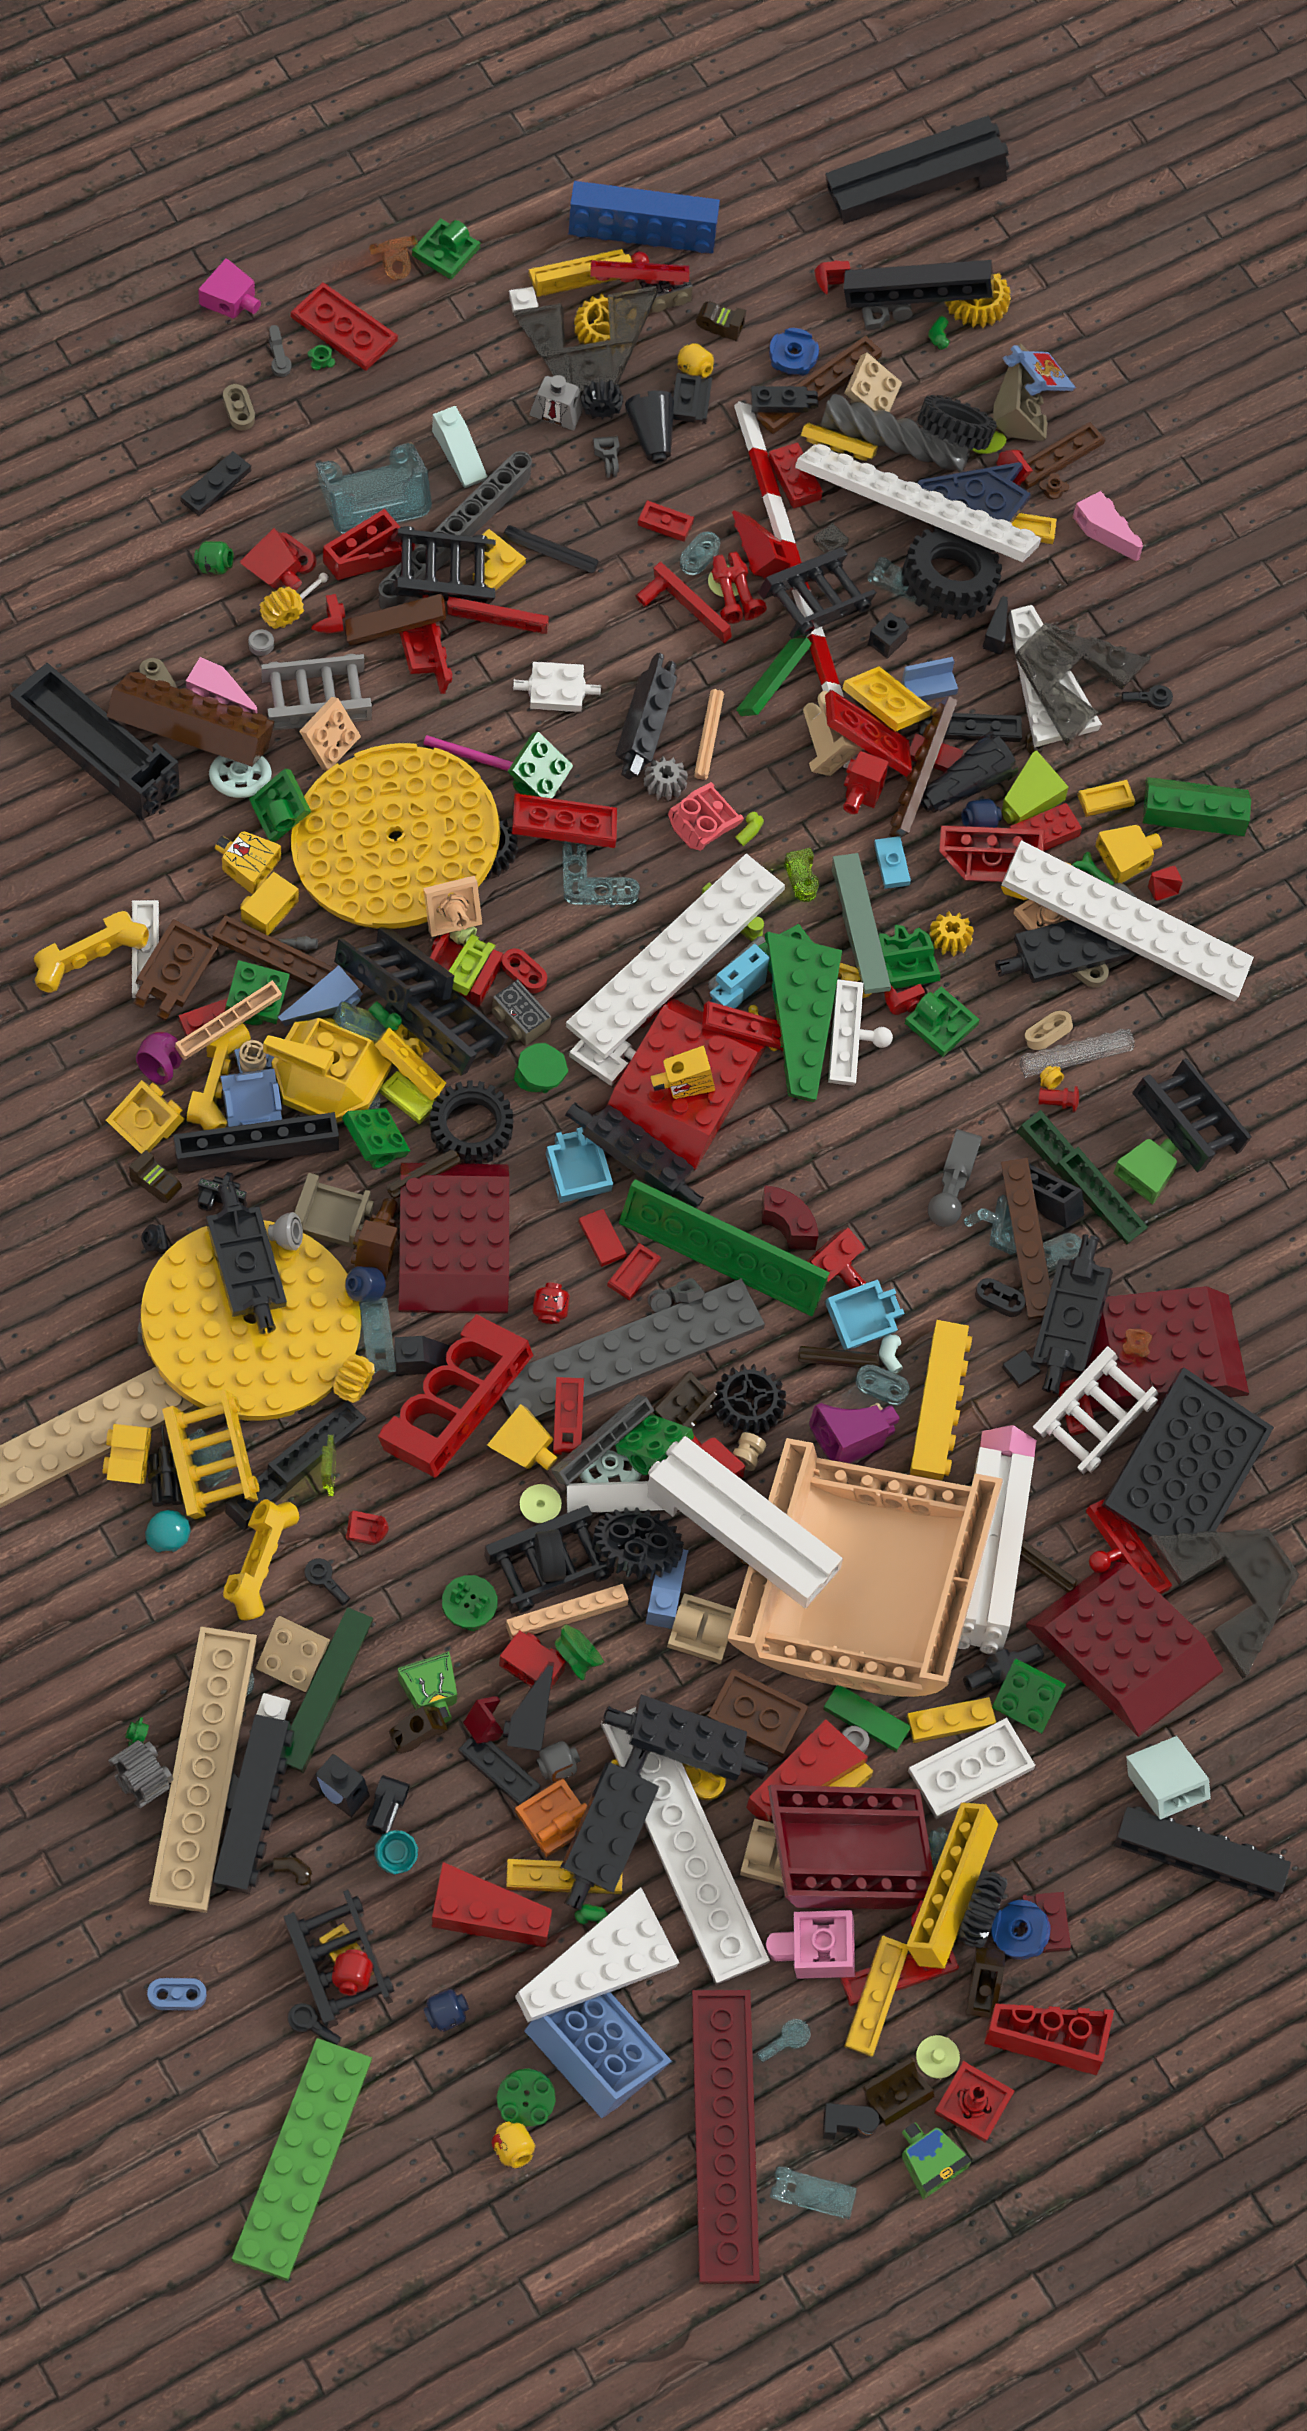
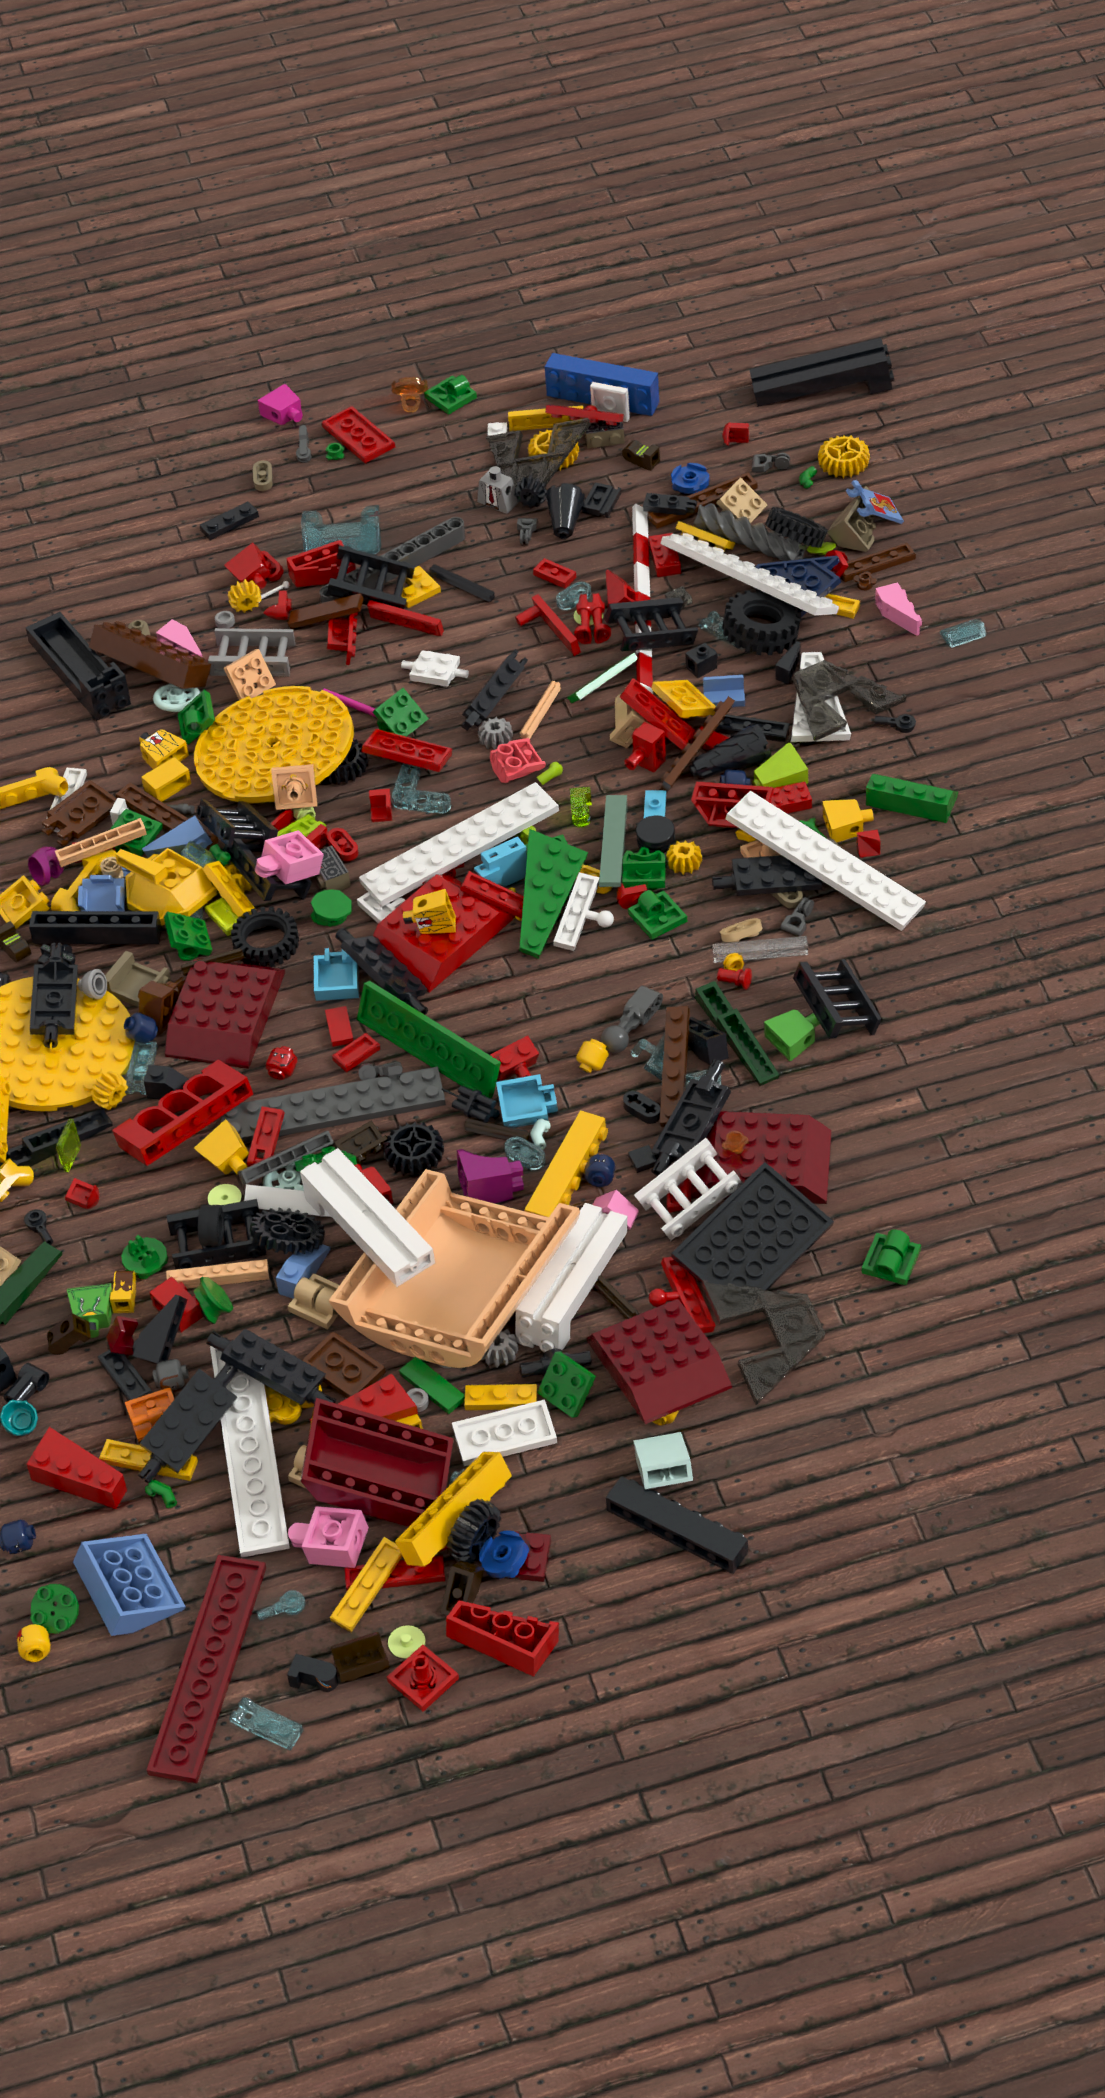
camera: 25 degrees right, 15 degrees down
(214, 557) = (208, 563): green head -> none
(227, 962) = (117, 809): none -> white plate
(458, 446) = (413, 510): light aqua slope -> none
(462, 1655) = (123, 1291): none -> yellow leg
(480, 1014) = (289, 858): none -> bright pink brick
(554, 906) = (380, 805): none -> red panel
(610, 1956) = (164, 1516): white wing -> none
(663, 244) = (610, 399): none -> white tile
(695, 360) = (612, 475): yellow head -> none
(749, 1448) = (401, 1182): tan wheel -> none
(790, 1217) = (487, 1026): dark red brick -> none
(804, 1328) = (474, 1104): none -> black piece
(906, 904) = (655, 833): none -> black head
(919, 284) = (796, 440): black brick -> none
(924, 1237) = (592, 1055): none -> yellow head
(932, 2159) = (373, 1714): bright green torso -> none
(979, 1395) = (600, 1169): none -> dark blue head
(1106, 798) = (841, 784): yellow tile -> none
(1113, 984) = (805, 907): none -> dark grey piece
(1192, 551) = (963, 632): none -> clear light blue slope

